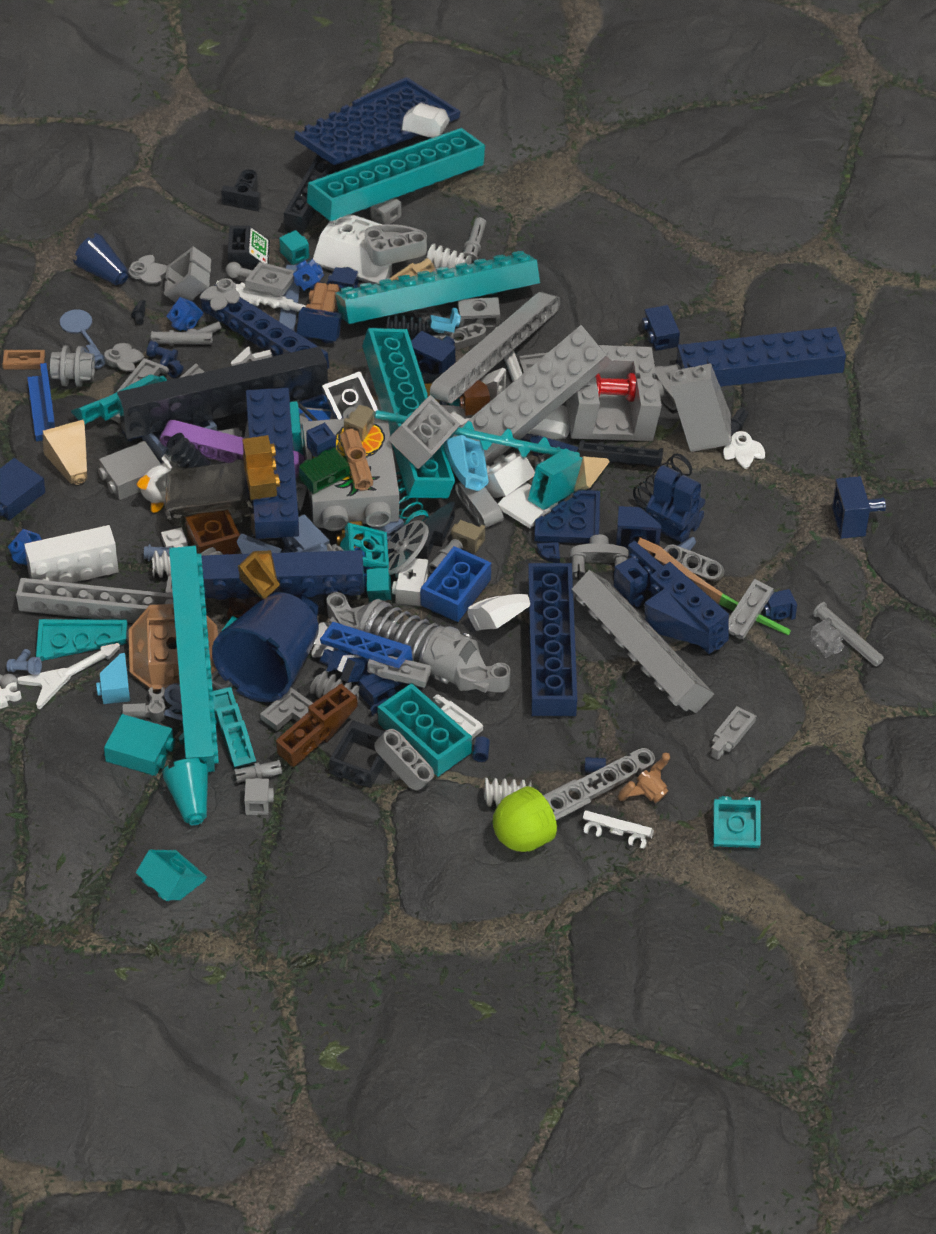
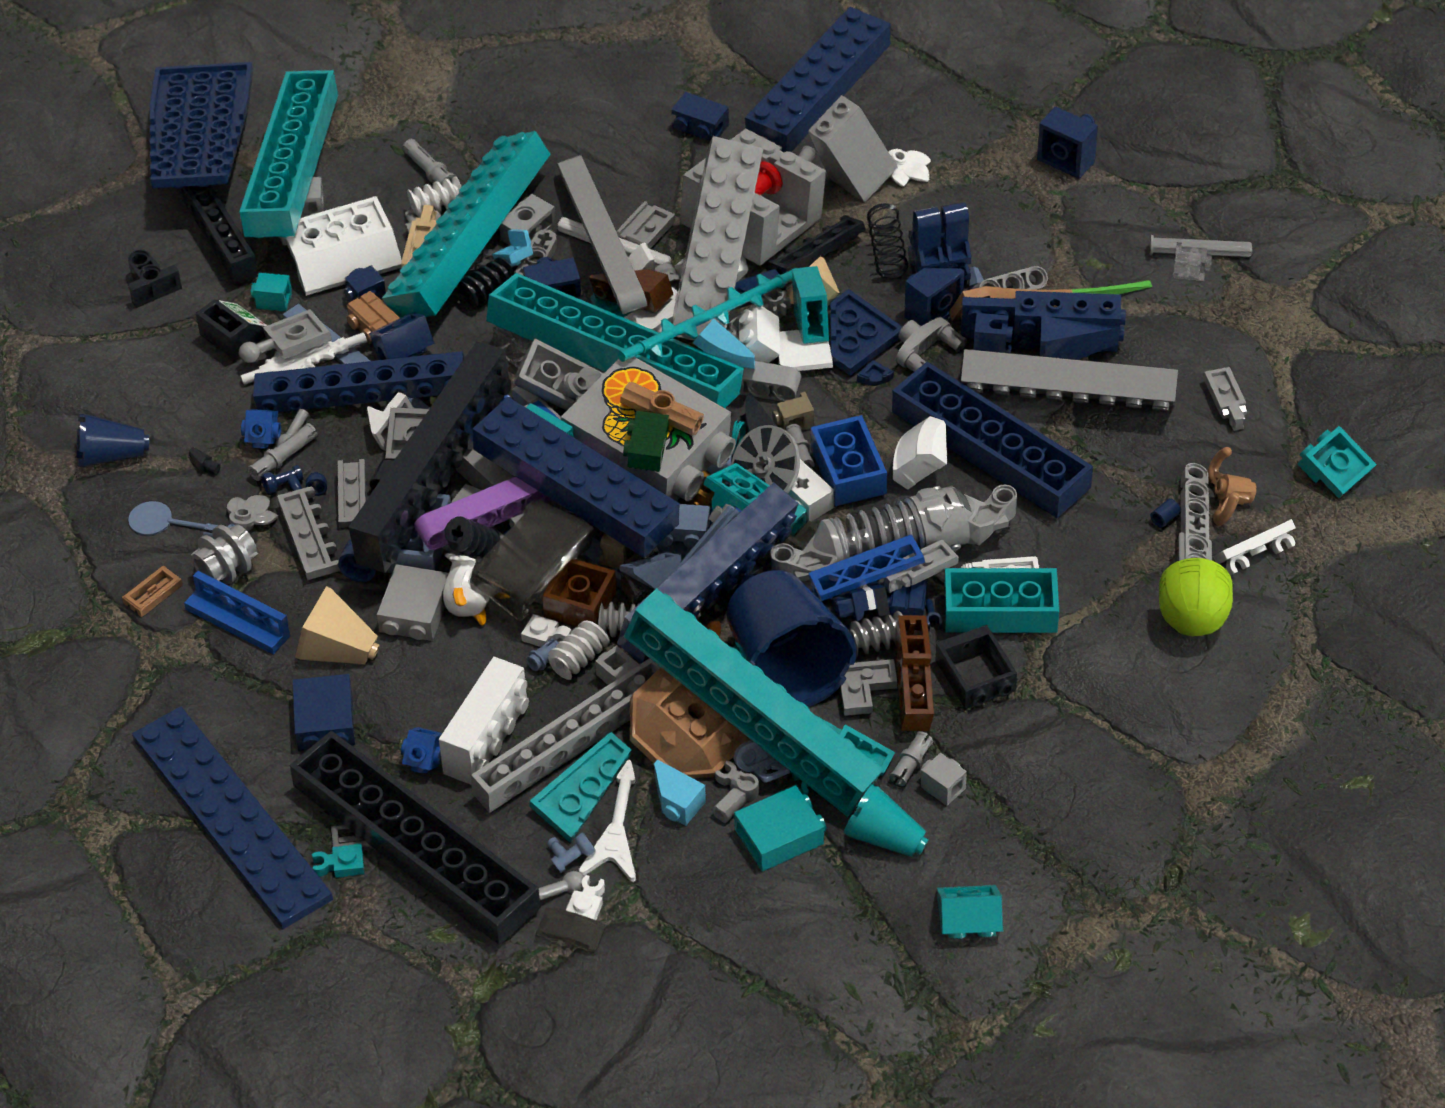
camera: 45 degrees left, 0 degrees up
(108, 406) = (313, 551): teal wedge -> none
(147, 270) = (156, 418): light grey plate -> none
(188, 275) = (220, 386): light grey piece -> none
(222, 294) = (280, 378): light grey plate -> none
(259, 573) = (717, 578): pearl gold slope -> none
(260, 467) = (597, 482): pearl gold brick -> none
(311, 268) = (328, 302): blue brick -> none
(320, 439) = (615, 415): dark blue brick -> none
(361, 421) = (619, 372): dark tan brick -> none
(394, 243) = (383, 212): light grey beam -> none
(407, 769) = (1026, 637): light grey beam -> none
(424, 432) = (682, 341): light grey slope -> none
(426, 120) = (246, 87): white slope -> none
(481, 749) = (1065, 580): dark blue hinge -> none
(497, 792) = (1135, 593): white piece -> none
(749, 608) = (1106, 276): light grey hinge -> none
(780, 606) = (1120, 265): dark blue brick -> none

